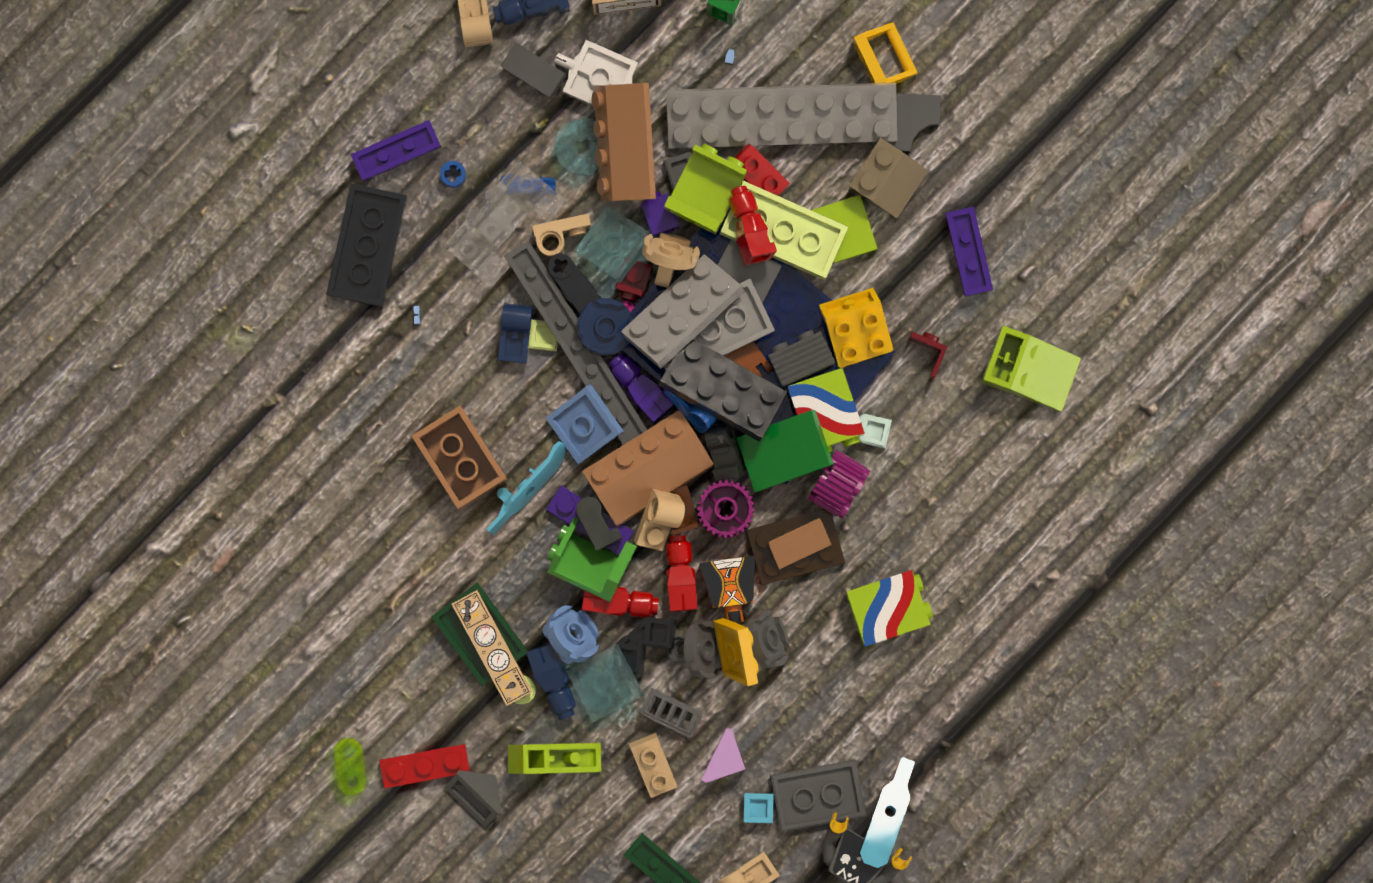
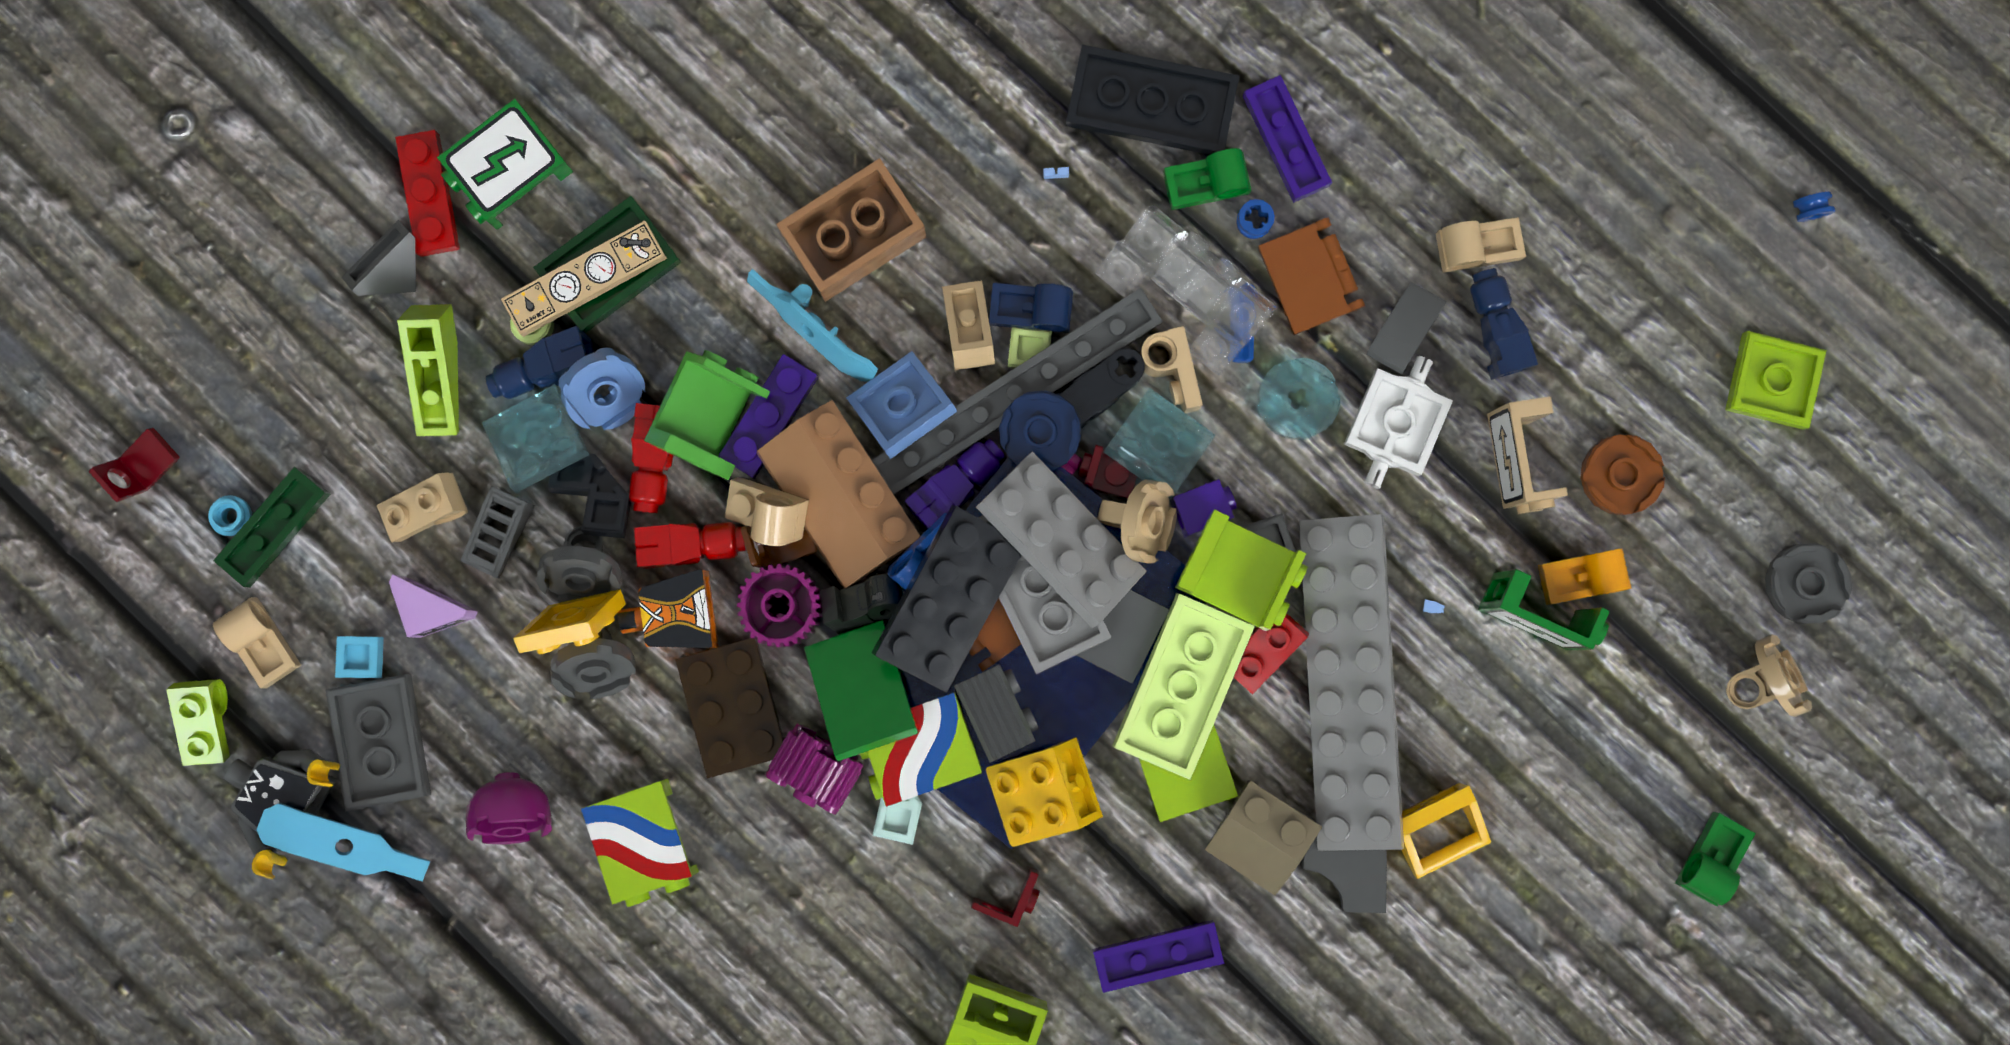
camera: 90 degrees right, 0 degrees up
(350, 766) = (427, 88): clear neon green plate -> none
(407, 708) = (501, 162): none -> panel
(425, 207) = (1207, 180): none -> green plate
(494, 136) = (1310, 276): none -> dark orange piece
(528, 377) = (968, 325): none -> tan plate
(589, 512) = (756, 419): pearl dark grey leg -> none
(624, 142) = (1307, 452): medium nougat slope -> none
(750, 228) = (1185, 637): red piece -> none
(799, 543) = (731, 711): medium nougat slope -> none
(865, 698) = (508, 810): none -> magenta cylinder

